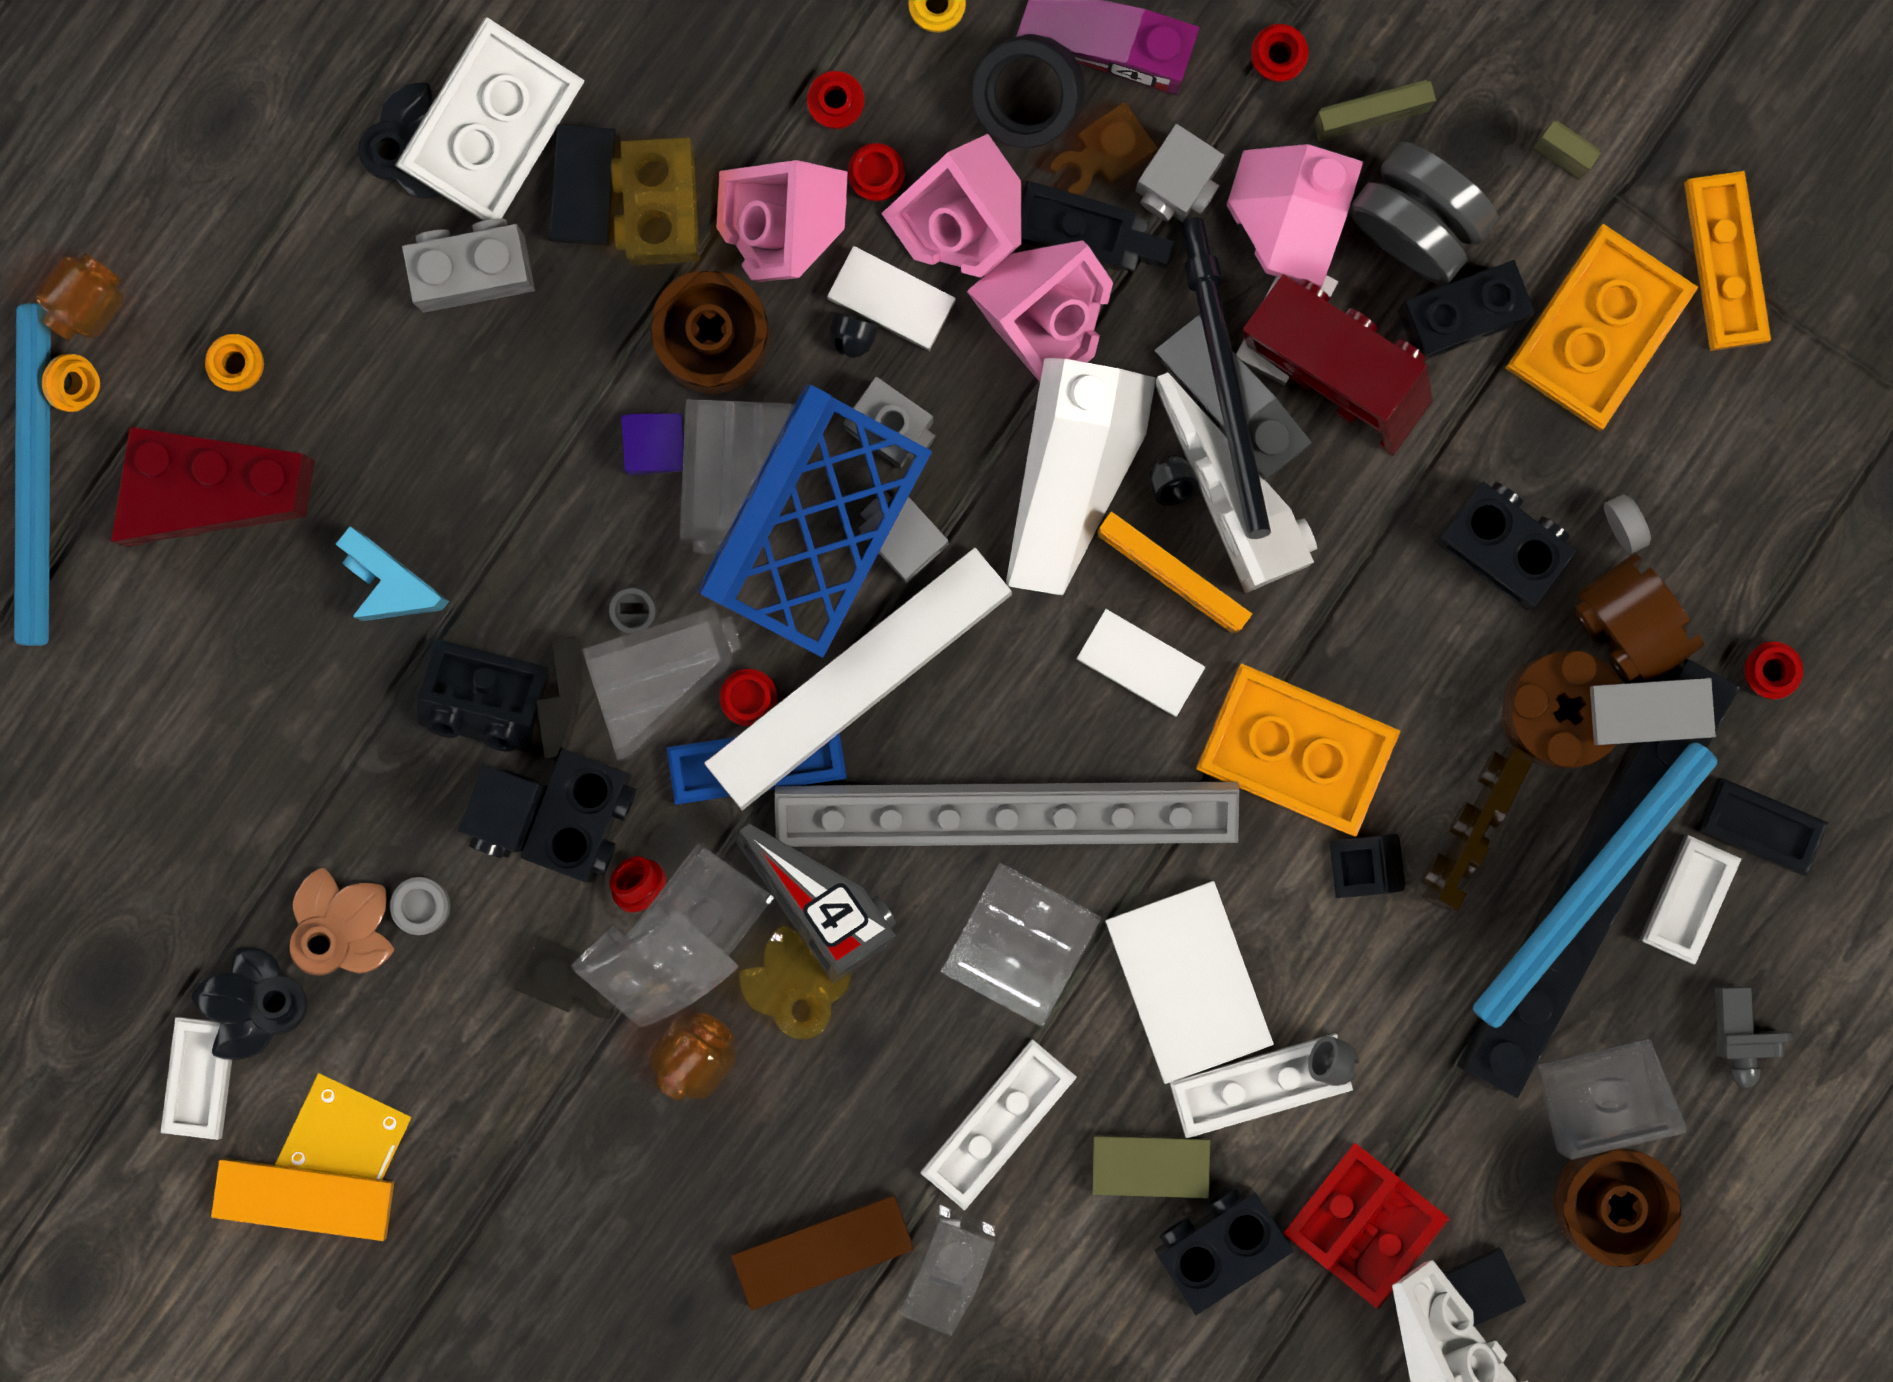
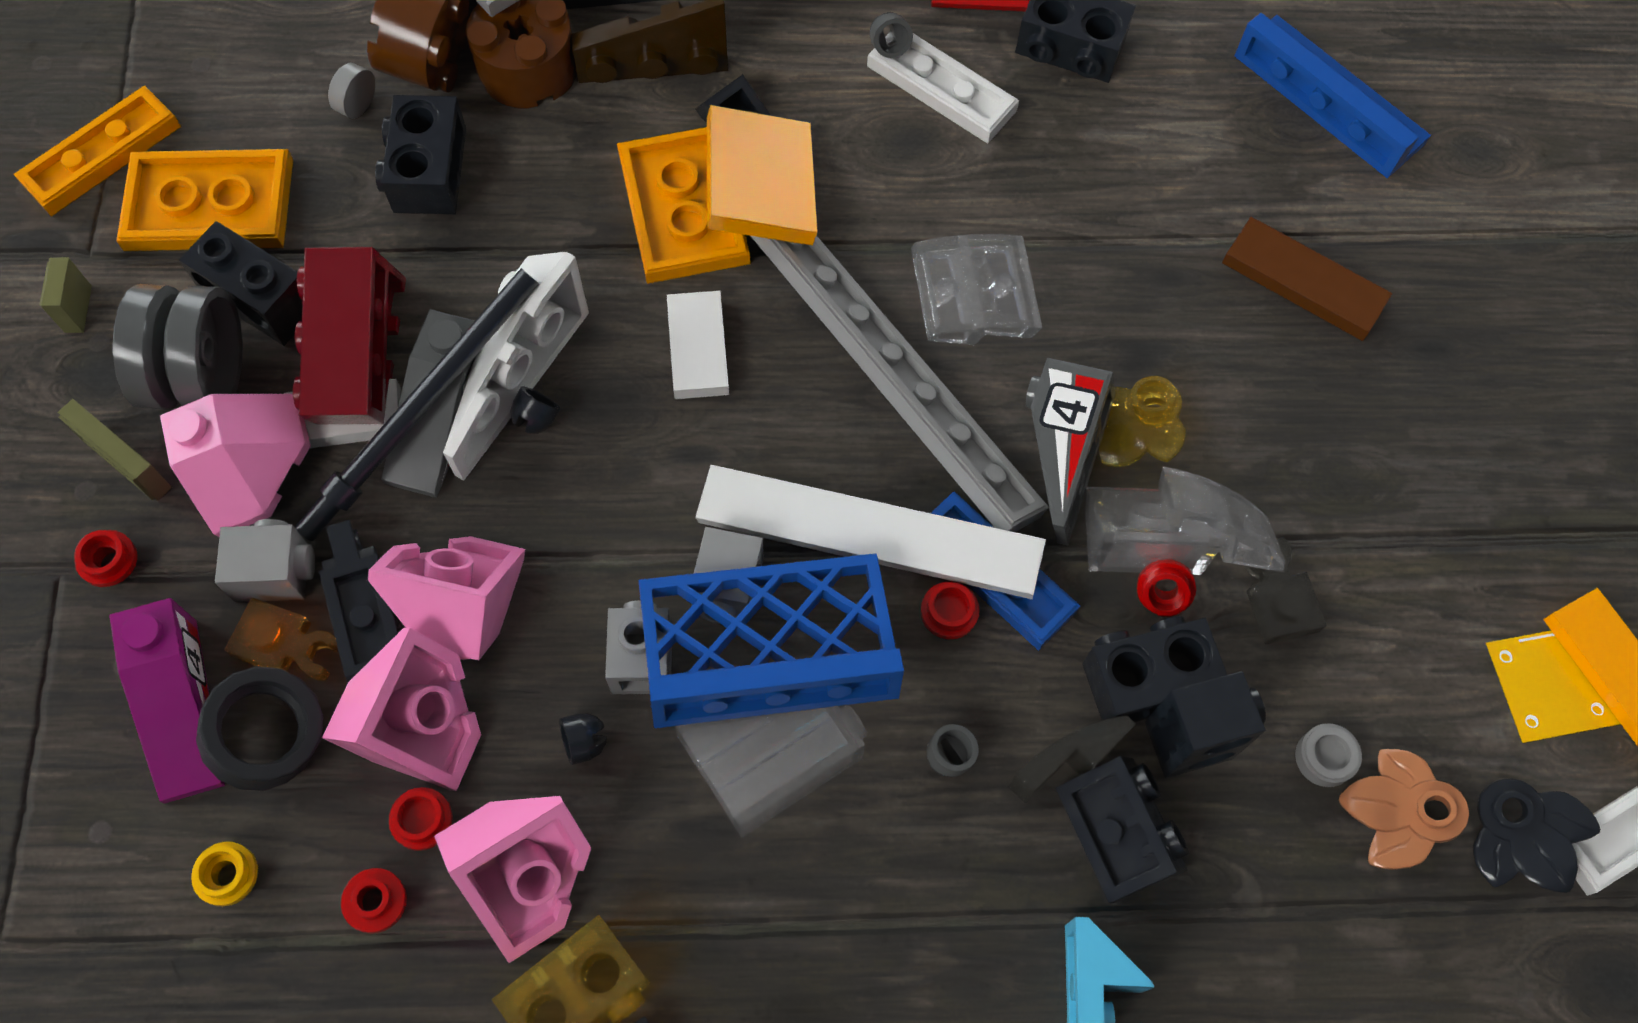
camera: 130 degrees left, 20 degrees down
(652, 443) = (798, 841): dark purple slope -> none
(658, 675) = (990, 687): clear slope -> none
(693, 1056) = (1257, 452): clear orange head -> none
(710, 299) = (642, 823): reddish brown brick -> none
(891, 298) = (528, 729): white tile -> none
(948, 1271) = (1242, 169): clear slope -> none
(998, 1124) = (1114, 225): white tile -> none
(1078, 454) = (559, 491): white wedge -> none
(1150, 1166) = (1058, 113): olive tile -> none
(1173, 573) = (609, 359): light orange tile -> none
(1189, 982) = (908, 168): white tile -> none
(1262, 829) = (760, 176): none -> light orange tile

